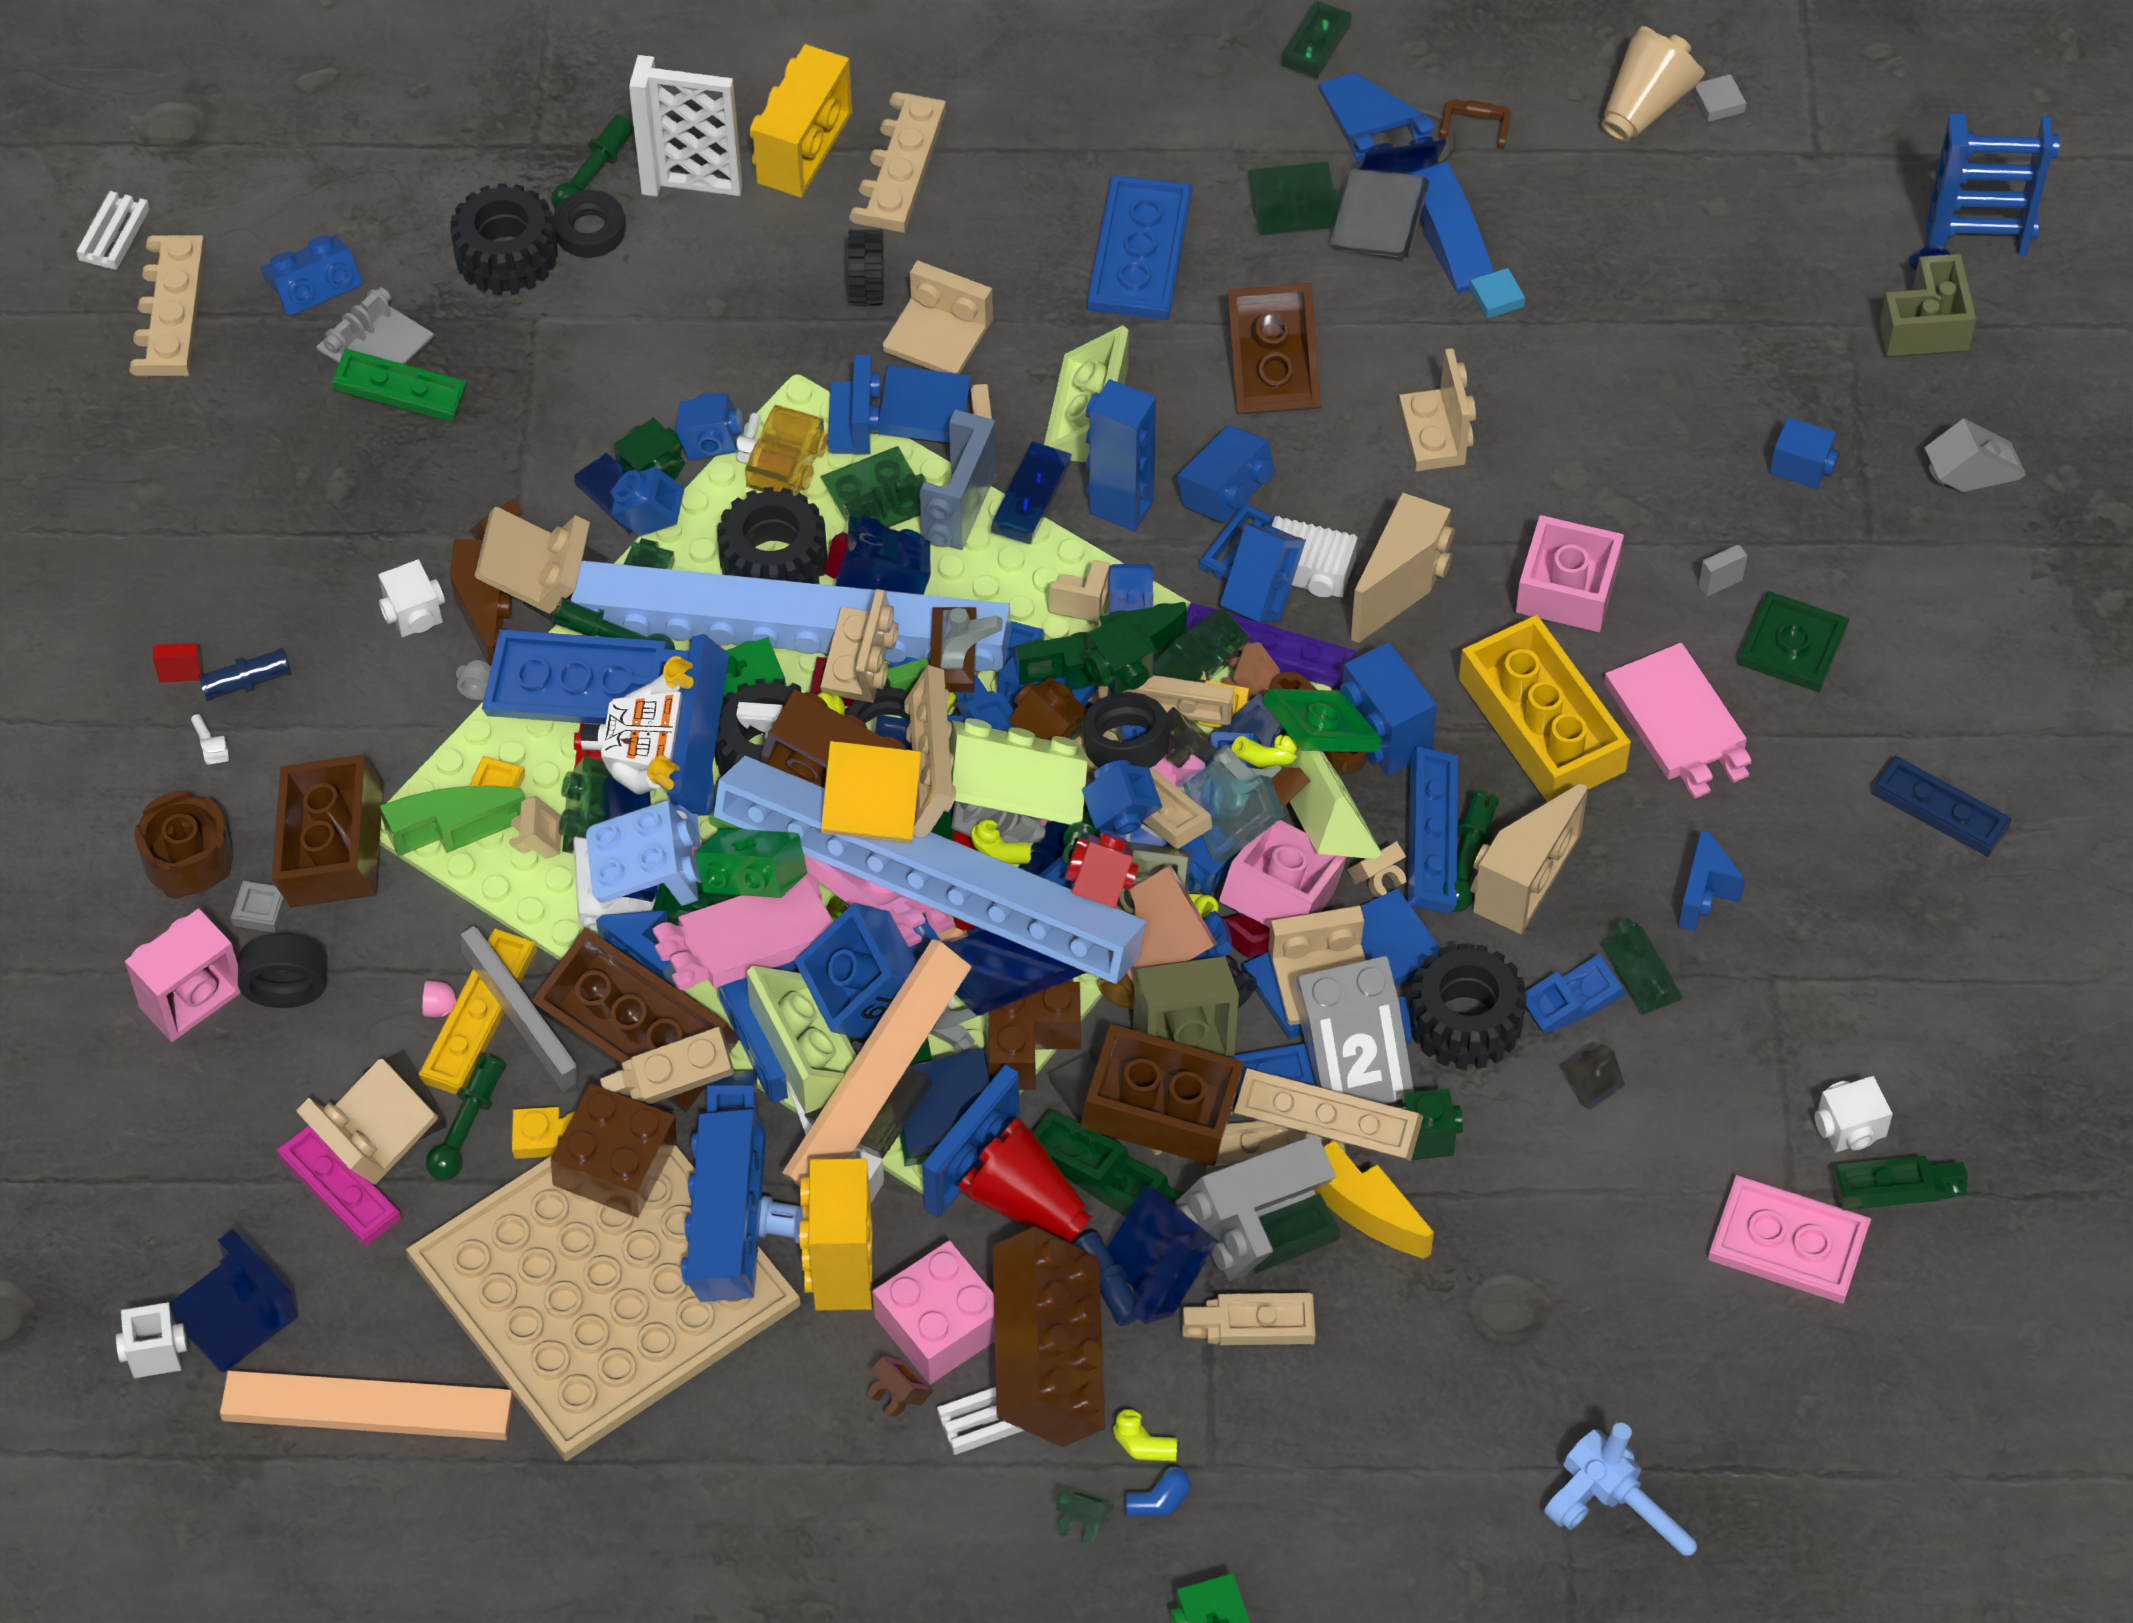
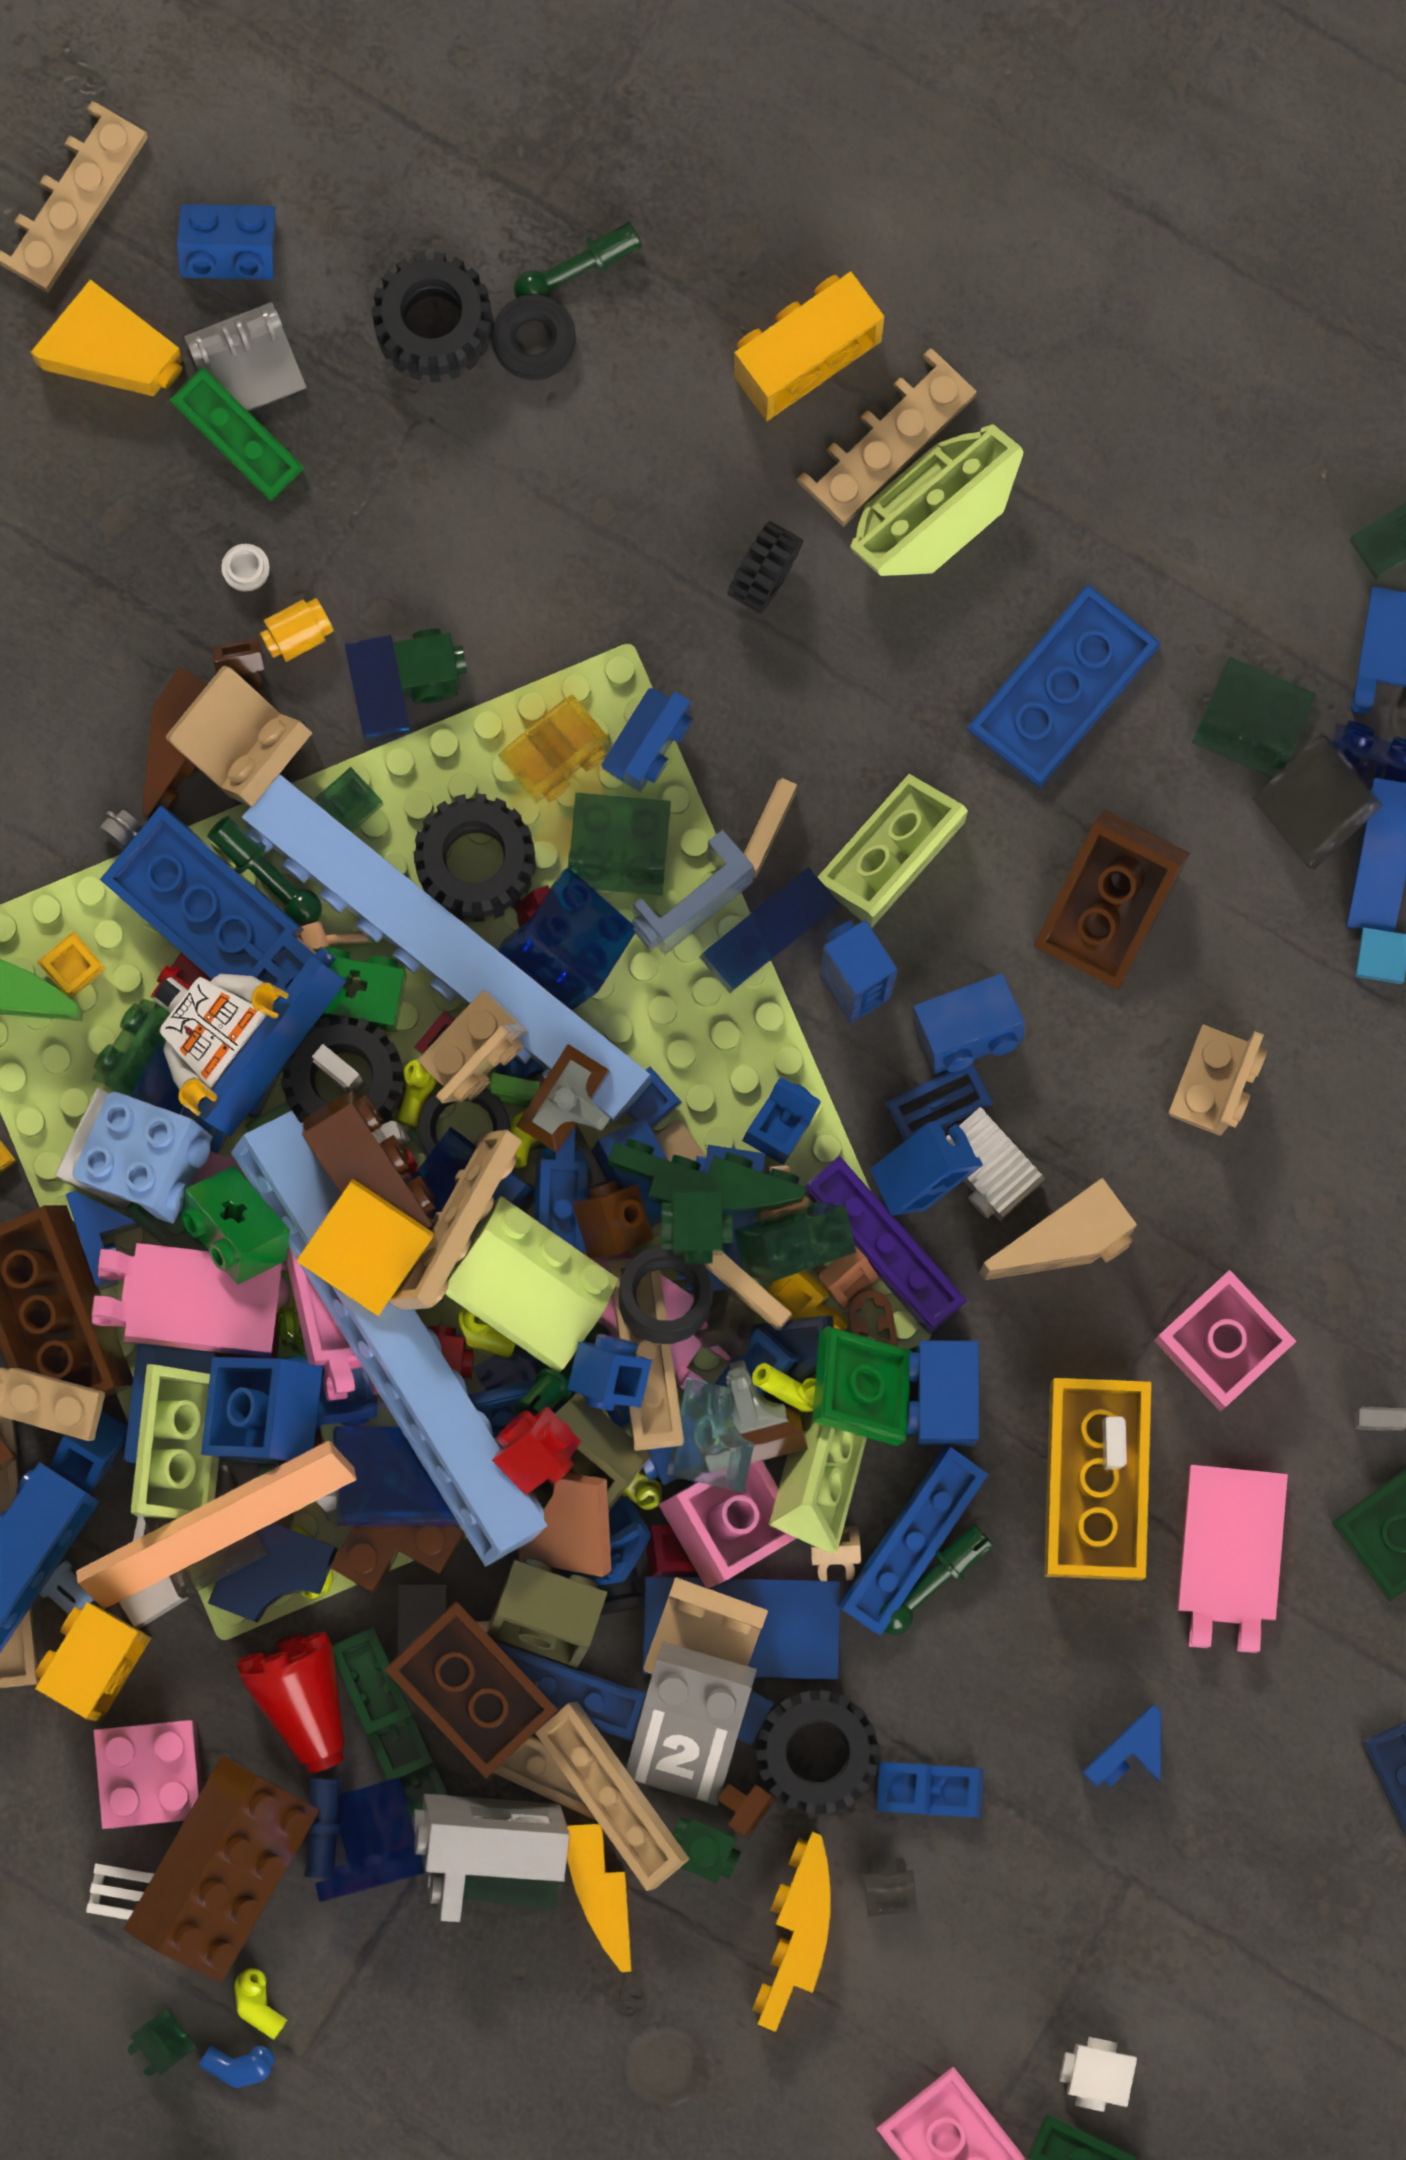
camera: 30 degrees right, 25 degrees up
(96, 243) = (52, 57): white tile -> none
(261, 376) = (108, 346): none -> yellow slope
(410, 598) = (108, 703): white brick -> none
(461, 466) = (245, 567): none -> white plate
(530, 480) = (296, 629): none -> yellow brick
(537, 829) = (77, 1047): tan tile -> none
(646, 500) = (384, 734): blue brick -> none
(655, 129) = (661, 310): white fence -> none
(709, 425) = (502, 668): blue brick -> none
(747, 442) = (524, 714): white hand -> none
(902, 1384) = (75, 1821): reddish brown tile -> none
(921, 402) = (730, 760): blue tile -> none
(941, 320) = (800, 673): tan bracket -> none
(968, 1139) = (275, 1627): blue tile -> none
(970, 167) = (938, 503): none -> yellowish green wedge
(1081, 596) = (741, 1079): tan panel -> none
(1253, 1319) = (426, 1948): tan hinge -> none
(1437, 1073) = (748, 1809): none -> reddish brown tile
(1526, 860) = (961, 1640): tan slope -> none
(1540, 656) = (1114, 1443): none -> white tile
(1547, 1136) = (806, 1912): none -> yellow slope
(1641, 967) = (1011, 1802): clear green hinge -> none

